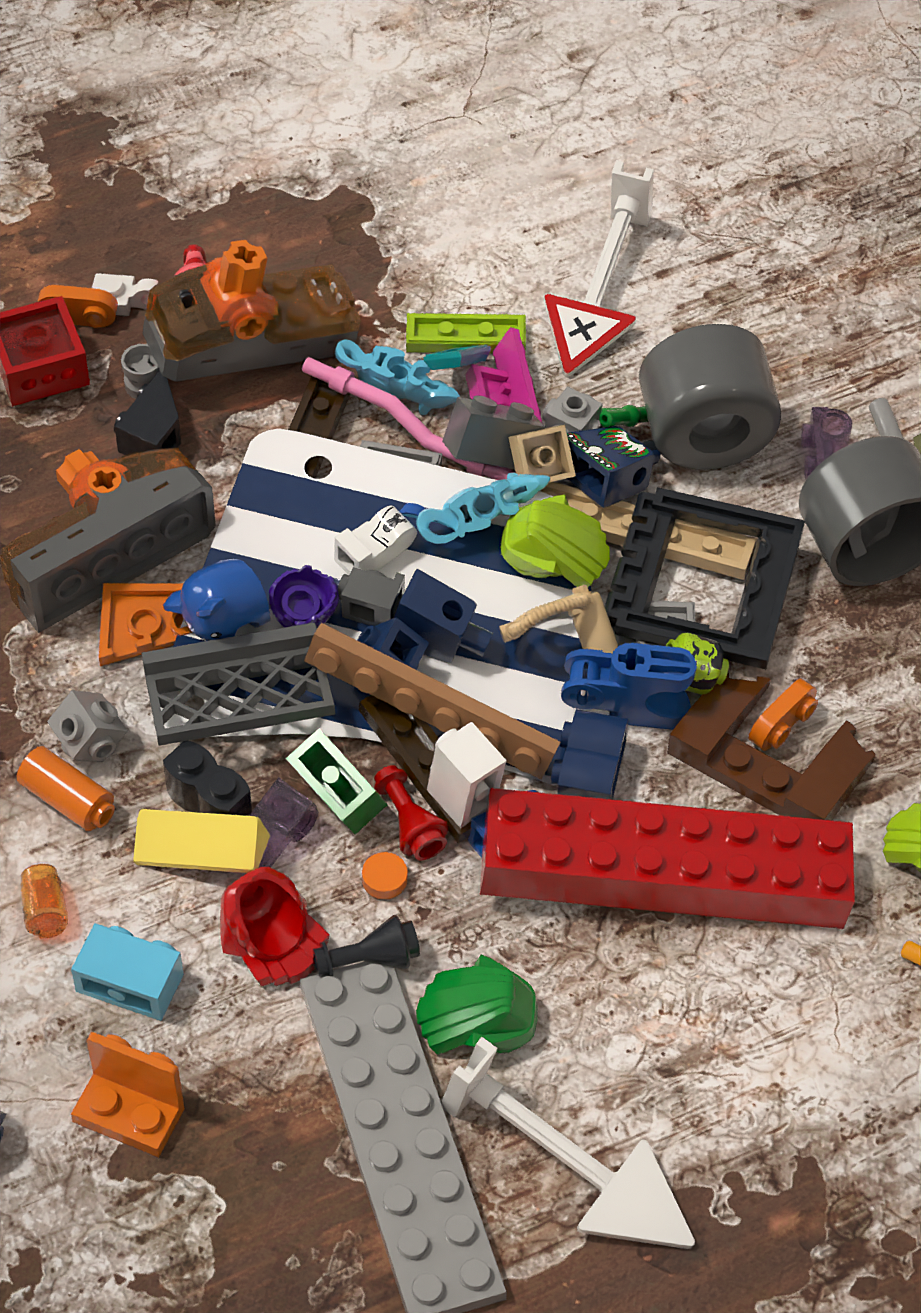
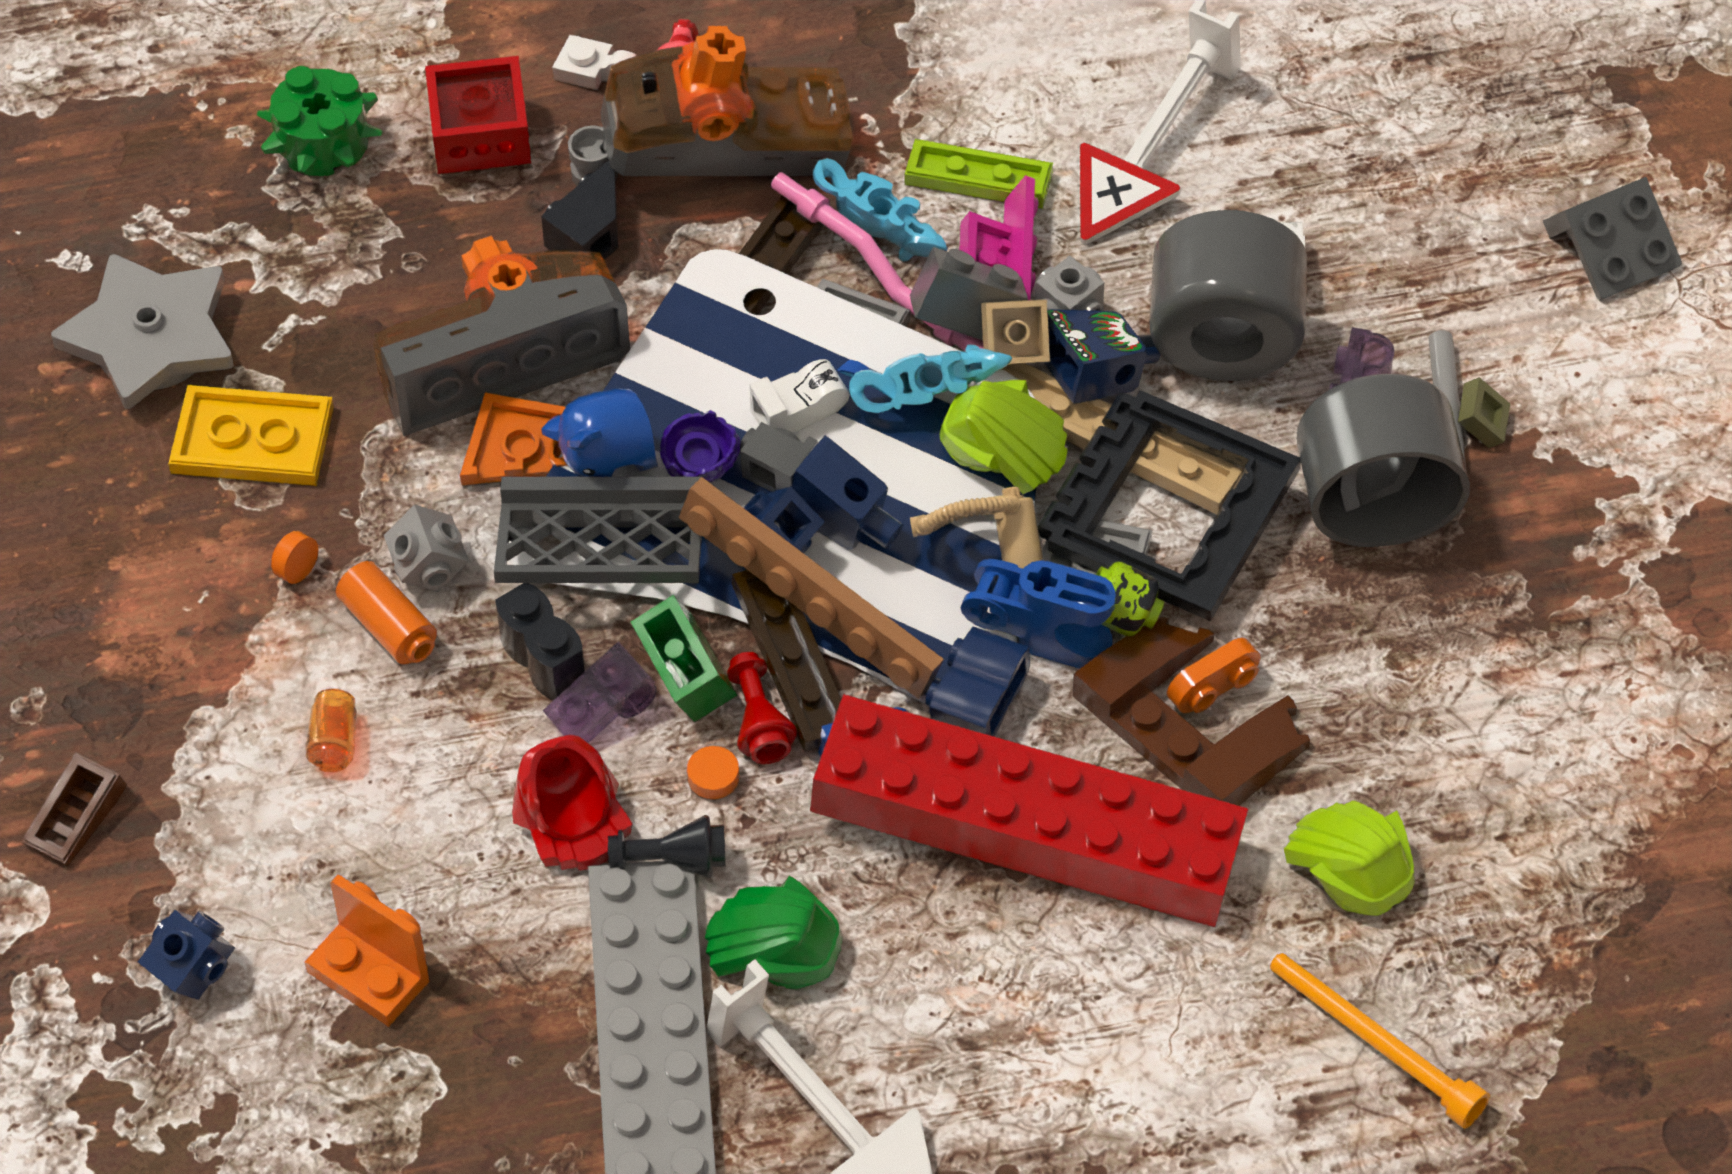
camera: 15 degrees right, 0 degrees up
(86, 305) = (545, 69): orange plate -> none
(128, 971) = (403, 822): medium azure brick -> none
(199, 841) = (515, 695): light yellow slope -> none
(457, 357) = (954, 200): teal tile -> none
(463, 773) = (819, 671): white brick -> none
(627, 416) = (1134, 301): green piece -> none

